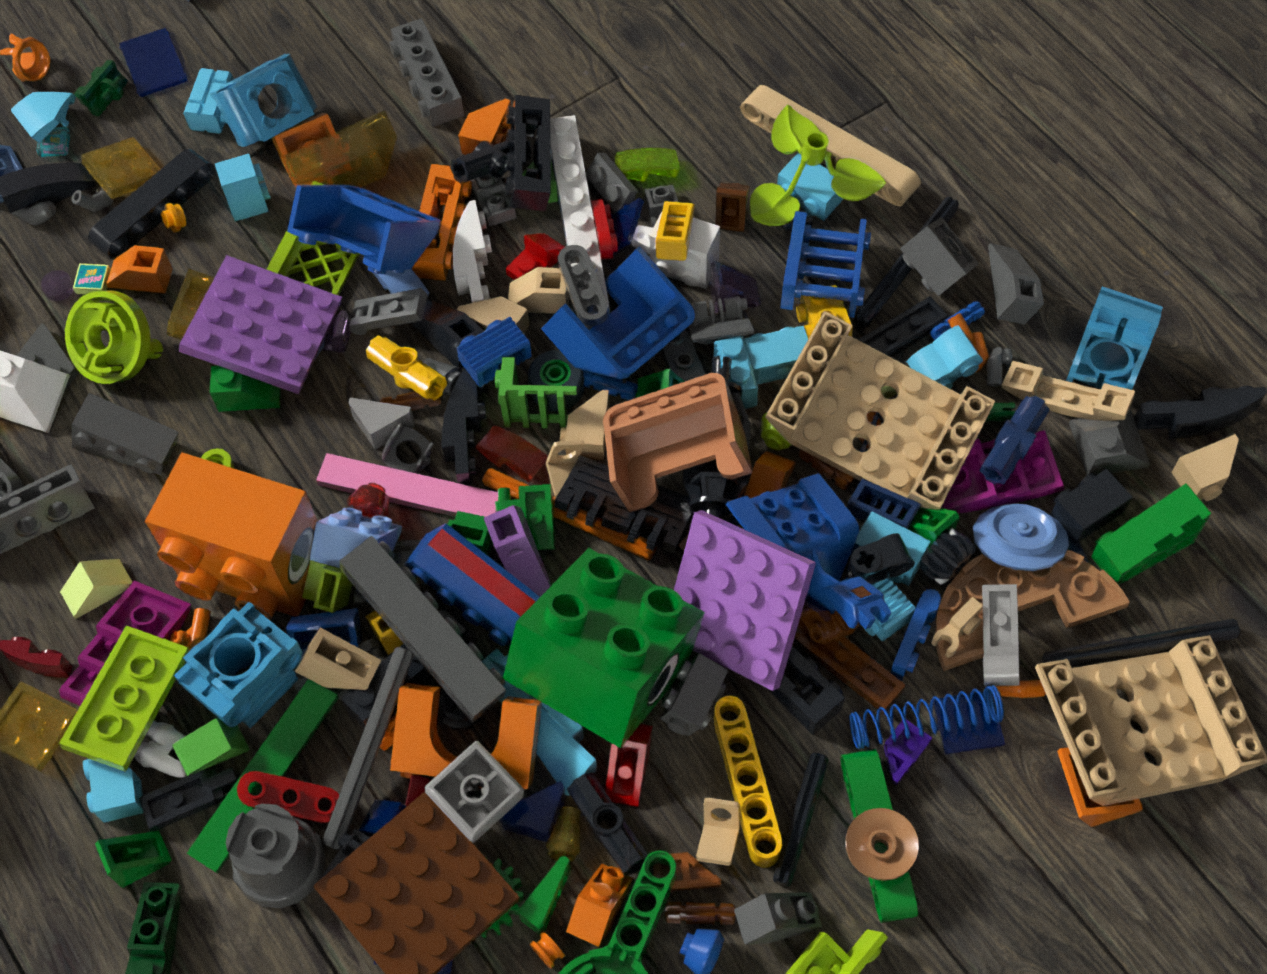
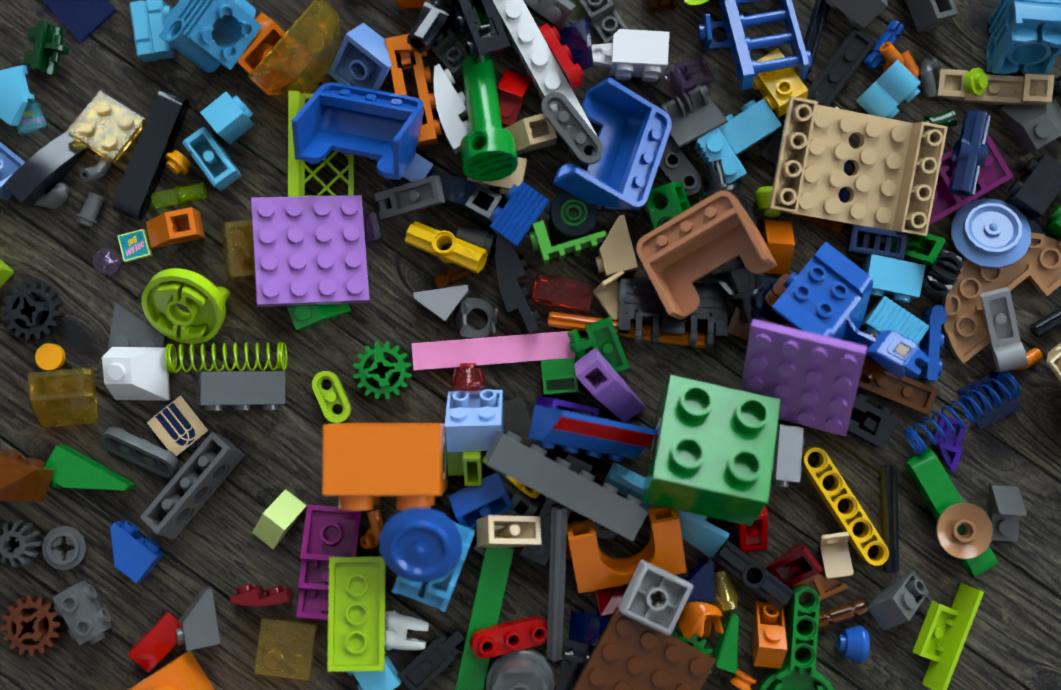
camera: 20 degrees left, 25 degrees up
(39, 456) = (178, 425): none -> piece
(65, 234) = (90, 210): none -> dark grey pin
(172, 247) = (179, 195): none -> clear neon green axle
(176, 417) = (171, 366): none -> lime piece
(208, 220) = (212, 158): none -> medium azure brick
(209, 746) = (435, 625): bright green slope -> none
(227, 620) = (420, 544): none -> blue piece
(279, 464) = (379, 358): none -> green gear
(399, 174) = (361, 59): none -> medium blue slope
(488, 272) = (488, 149): none -> green piece
(523, 833) = (695, 615): none -> orange piece
(663, 829) = (794, 565): none -> dark red slope
(674, 232) = (636, 68): yellow slope -> none
(769, 258) = (705, 34): none -> blue bracket
(883, 559) = (897, 298): black piece -> none
(946, 861) = (1004, 512): none -> dark grey slope
(964, 621) = (970, 329): tan plate -> none
(1046, 379) = (975, 81): none -> lime plate

